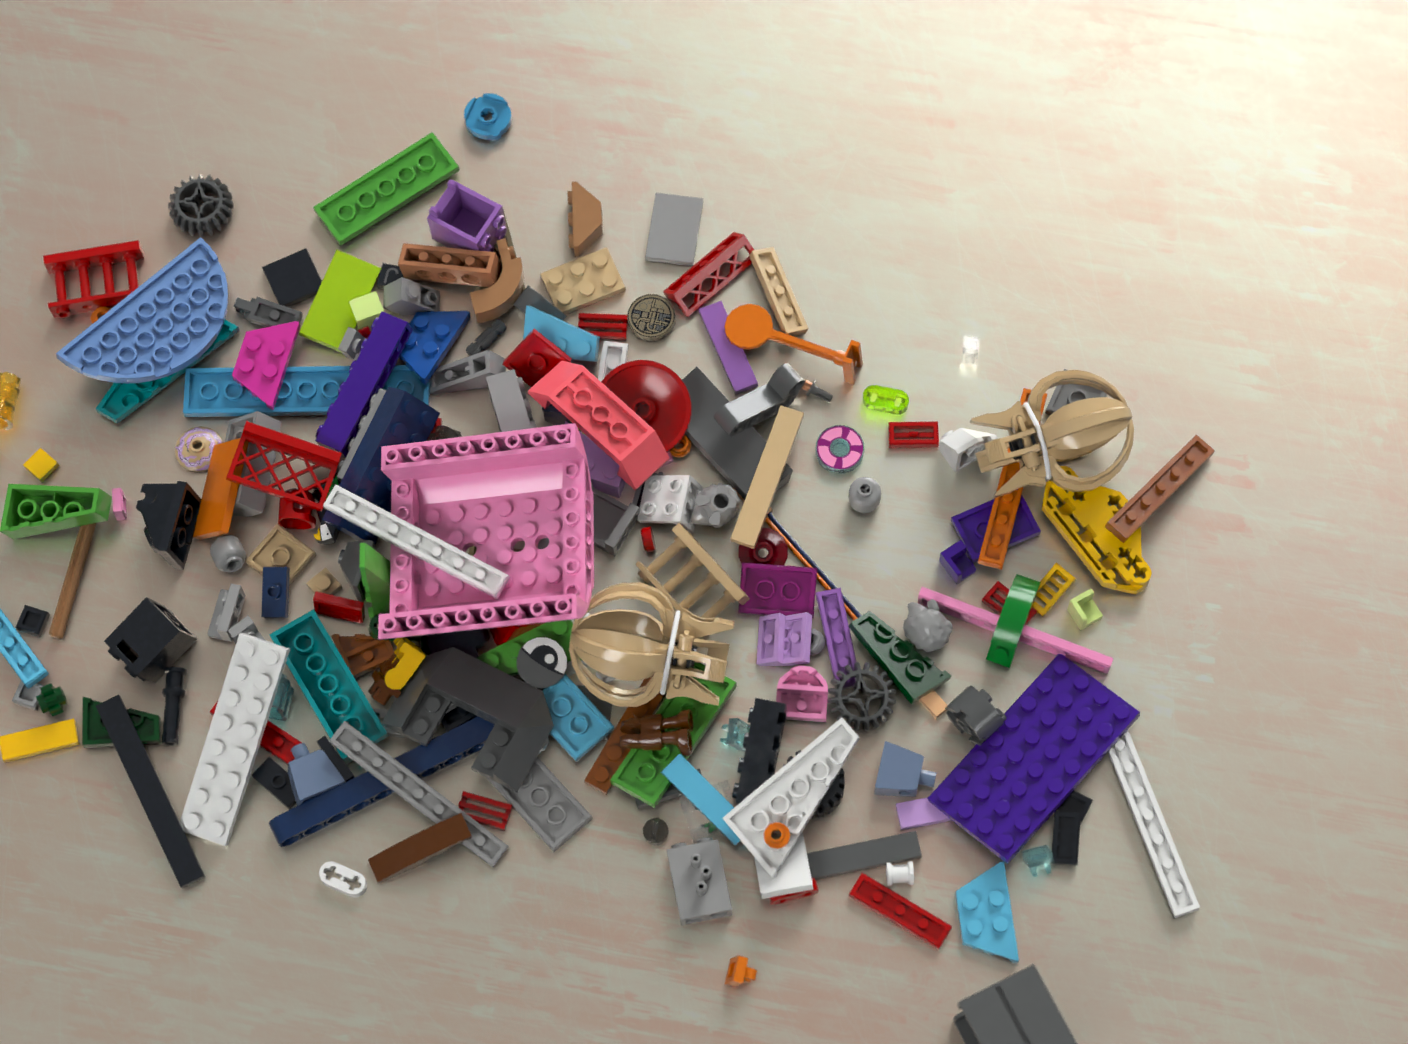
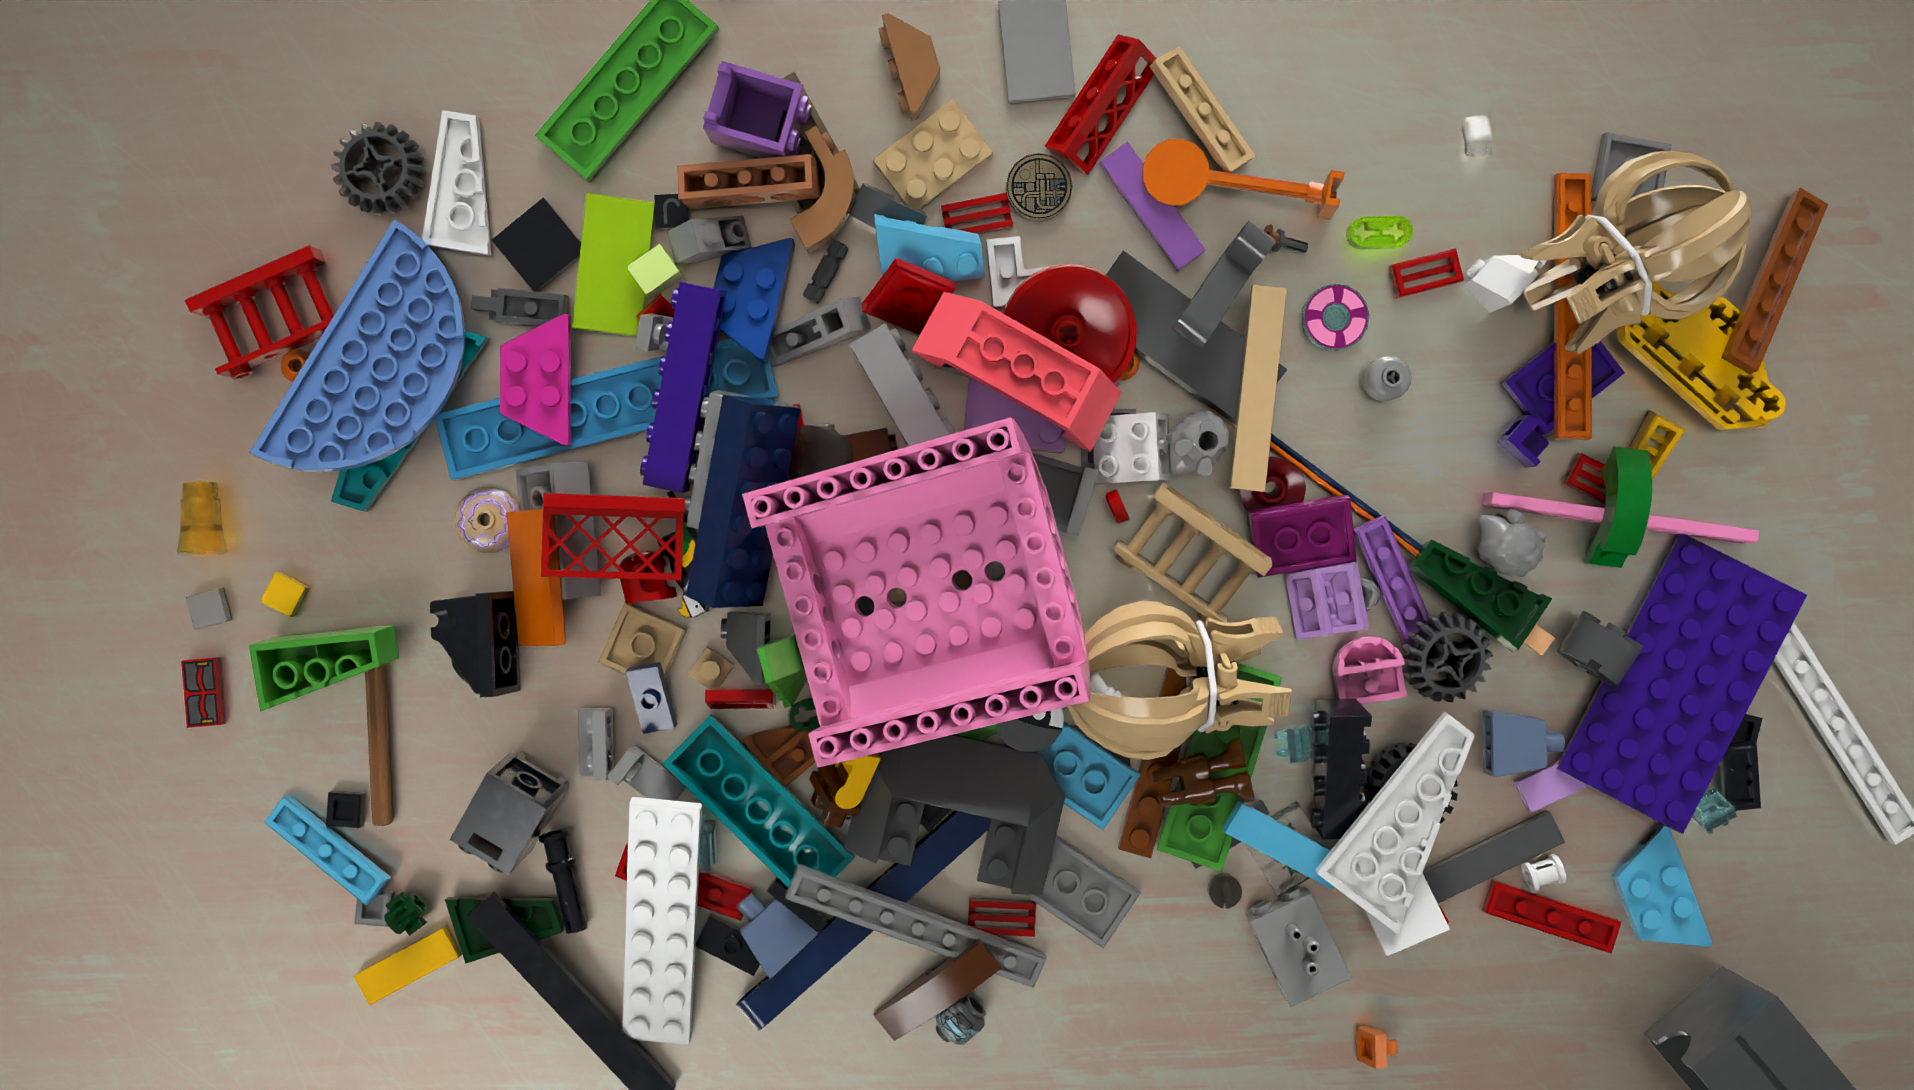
camera: 15 degrees left, 20 degrees up
(119, 504) = (406, 626): bright pink tile -> none
(228, 553) = (573, 662): light grey head -> none
(248, 234) = (457, 193): none -> white wing
(341, 885) = (848, 1056): white beam -> none
(416, 541) = (825, 611): white tile -> none
(431, 874) = (961, 1020): none -> head
(784, 839) = (1392, 878): orange plate -> none
(1084, 610) = (1701, 468): yellowish green panel -> none

